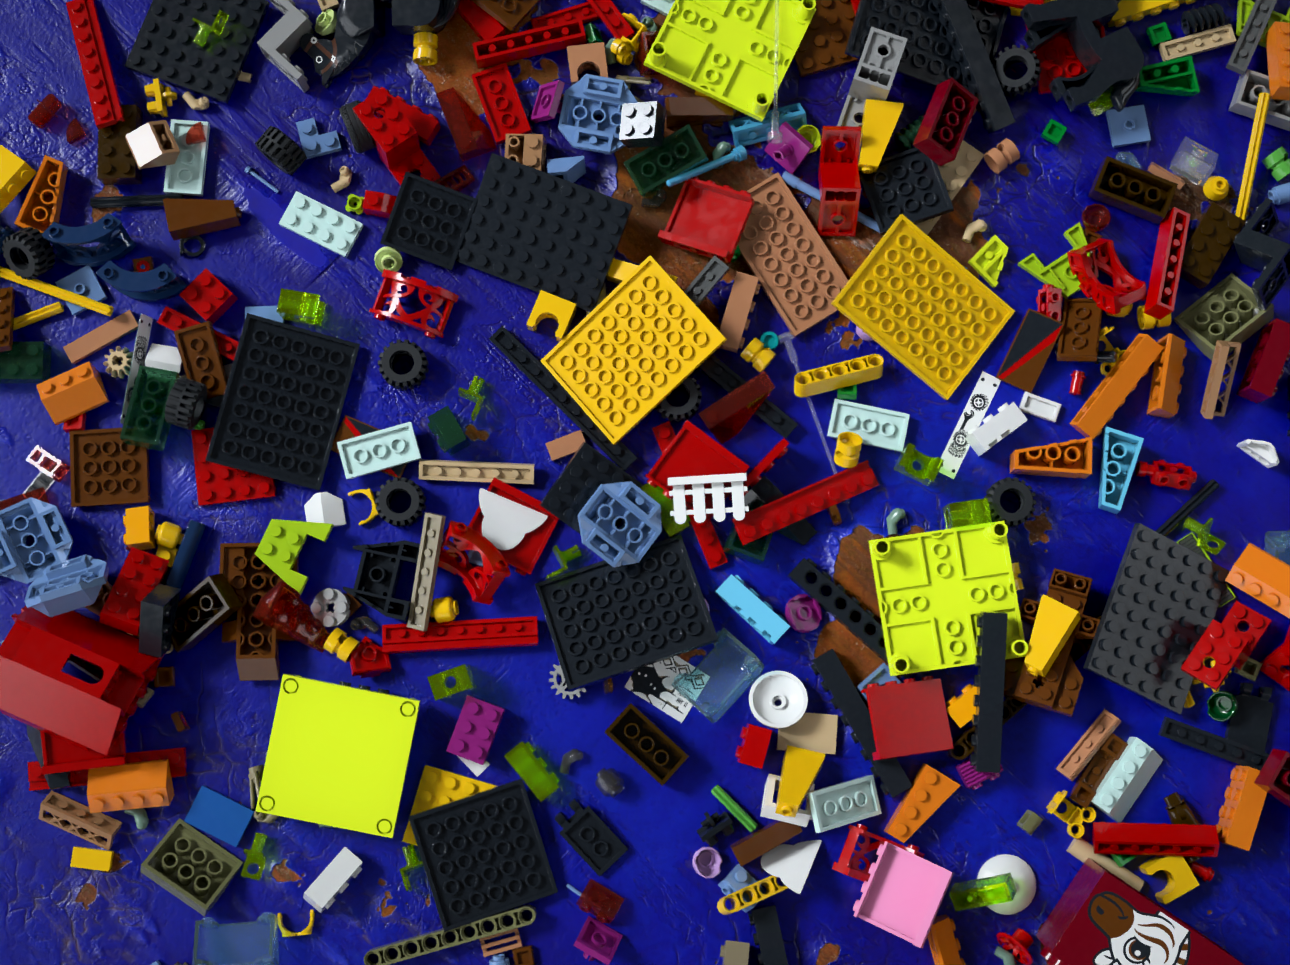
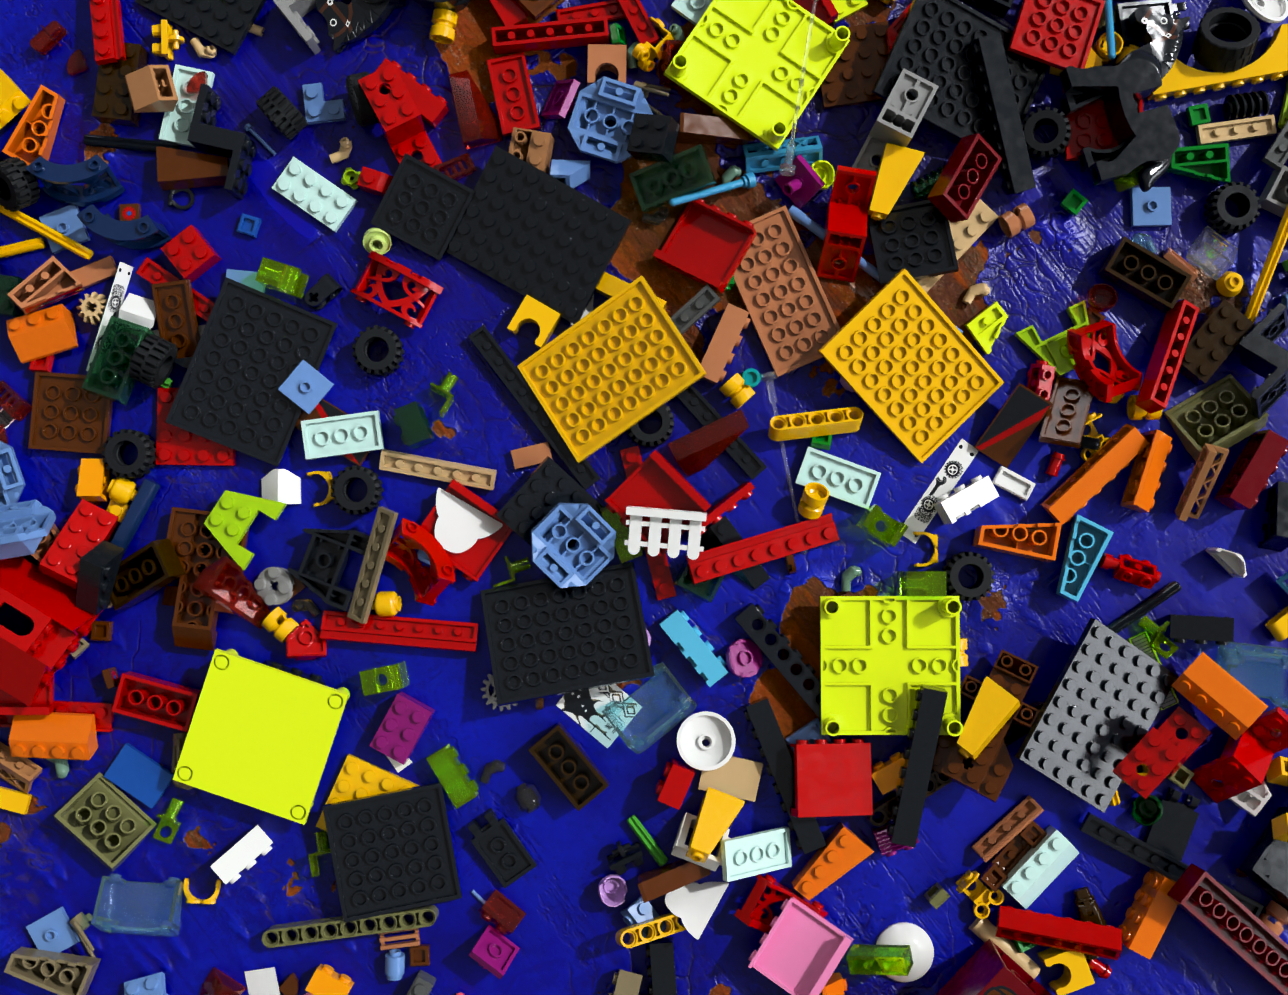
camera: 10 degrees right, 5 degrees up
(71, 347) = (45, 286): none -> nougat wedge
(161, 487) = (114, 454): none -> black tyre
(226, 186) = (221, 141): none -> black bracket
(229, 737) = (156, 700): none -> red brick
(261, 262) = (249, 225): none -> blue tile
(337, 408) = (306, 386): none -> medium blue plate
(343, 314) = (324, 291): none -> black piece
(970, 470) = (934, 559): none -> yellow cap
(1215, 106) = (1246, 203): none -> black tyre
(1245, 521) = (1201, 629): none -> black wedge

